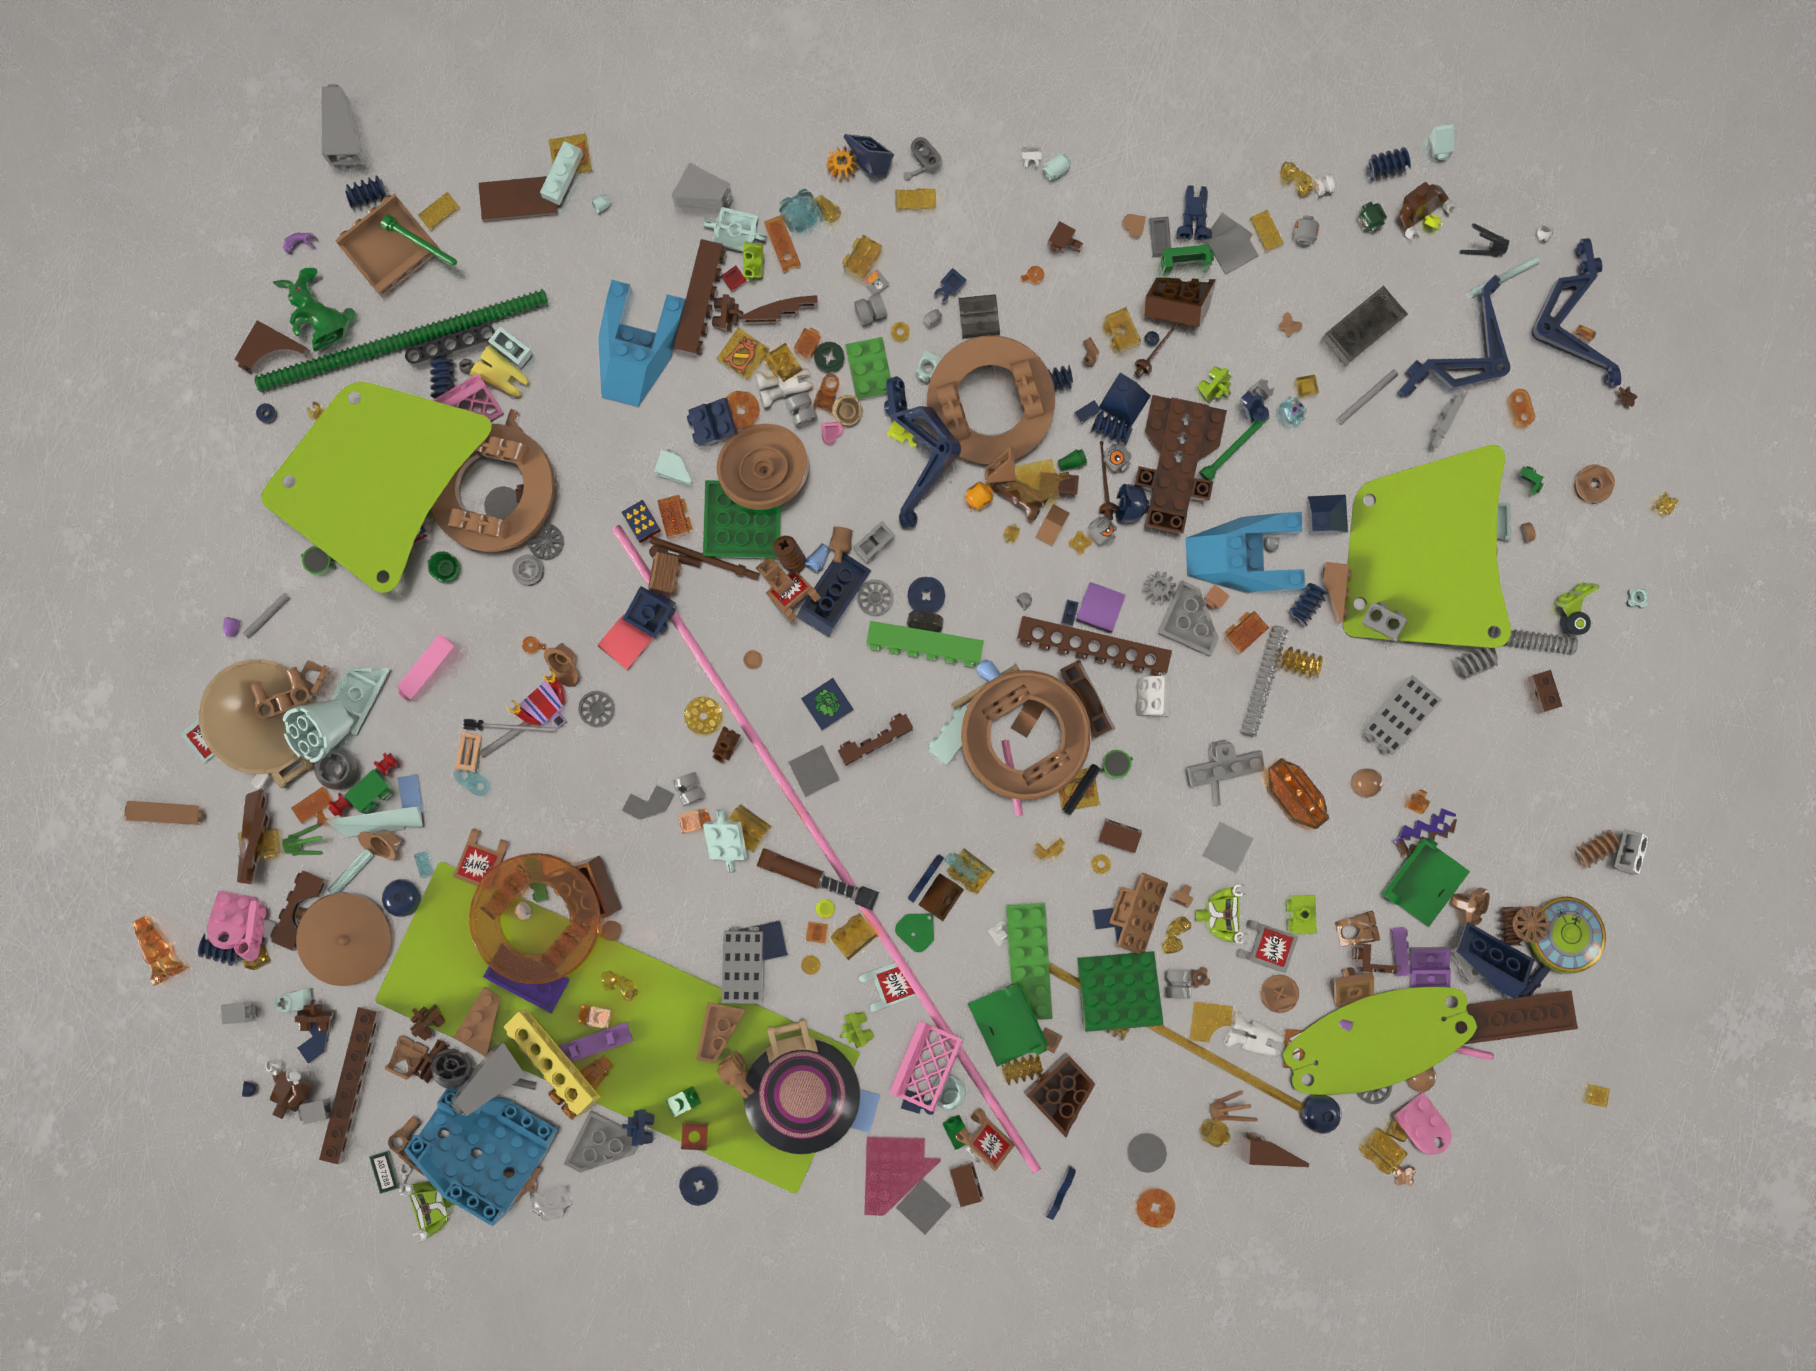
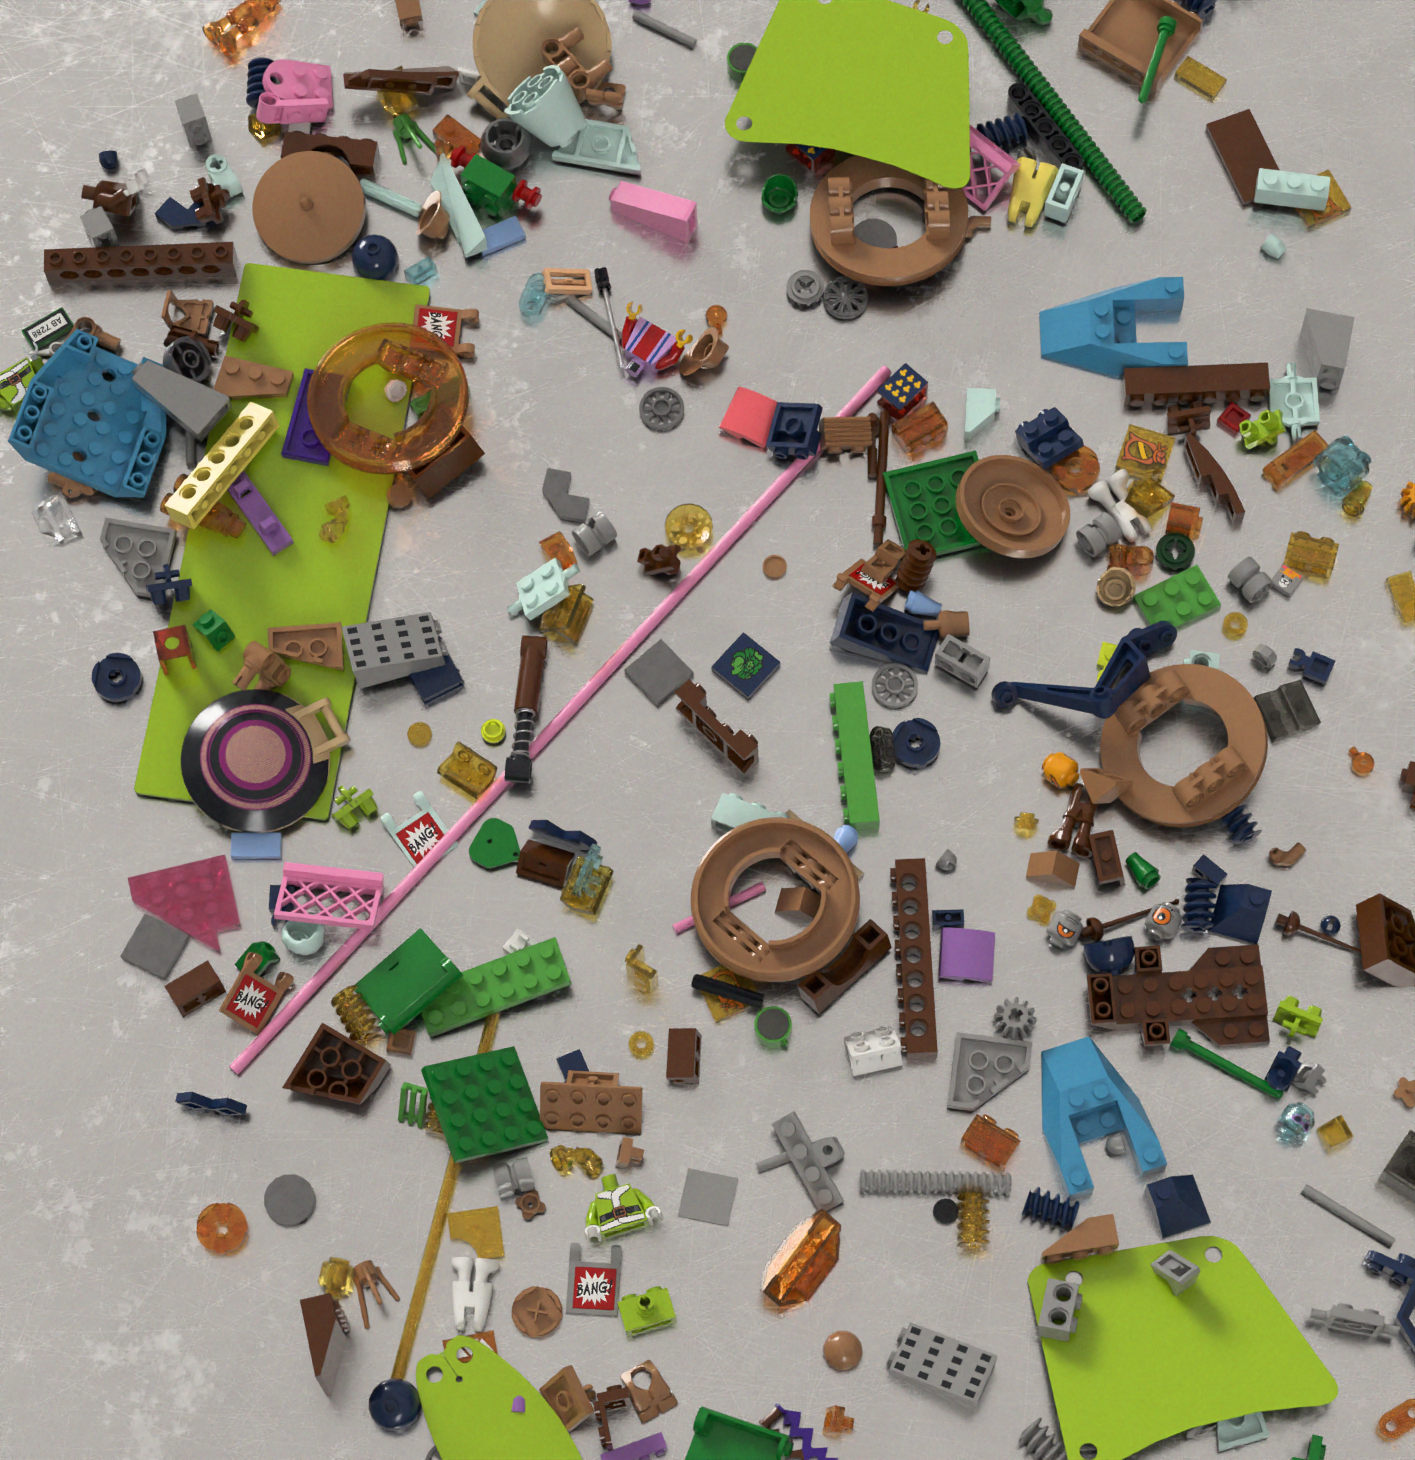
camera: 80 degrees right, 15 degrees down
(594, 1016) = (290, 503): clear orange bracket -> none
(816, 932) = (460, 725): clear orange tile -> none
(831, 431) = (1083, 579): bright pink tile -> none
(1037, 481) = (1098, 825): clear yellow plate -> none
(1108, 1045) = (411, 1116): none -> bright green tile
(1123, 320) = (1322, 896): clear yellow brick -> none
(1216, 597) = (1023, 1092): nougat plate -> none
(1286, 679) = (945, 1211): none -> black piece
(1378, 530) = (1176, 1270): none -> light grey slope

